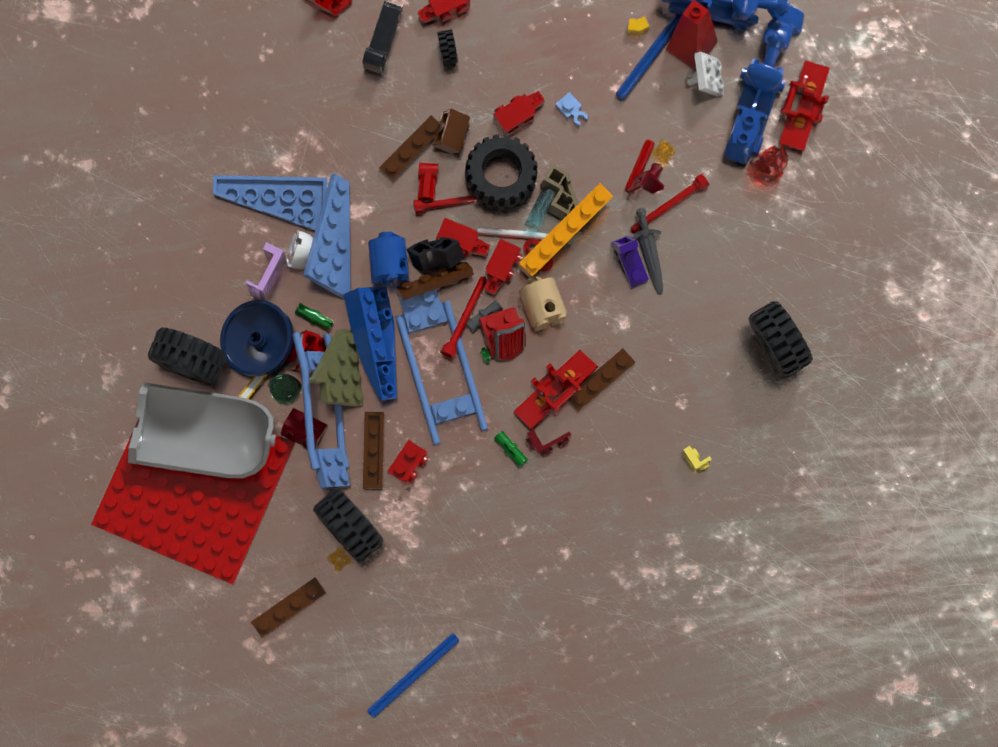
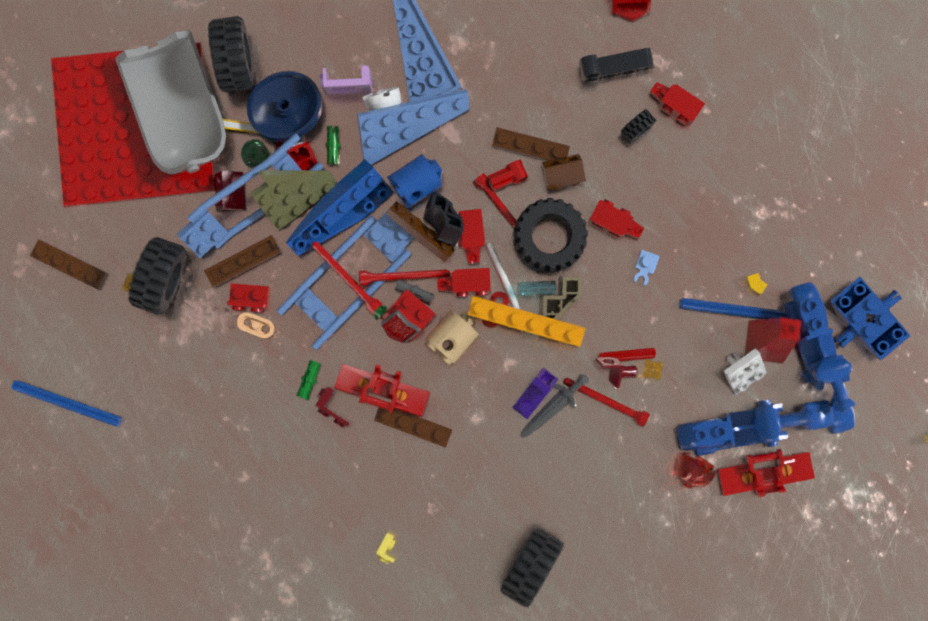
camera: 70 degrees right, 5 degrees up
(437, 469) = (256, 325): none -> light nougat plate
(475, 356) = (371, 303): none -> red piece

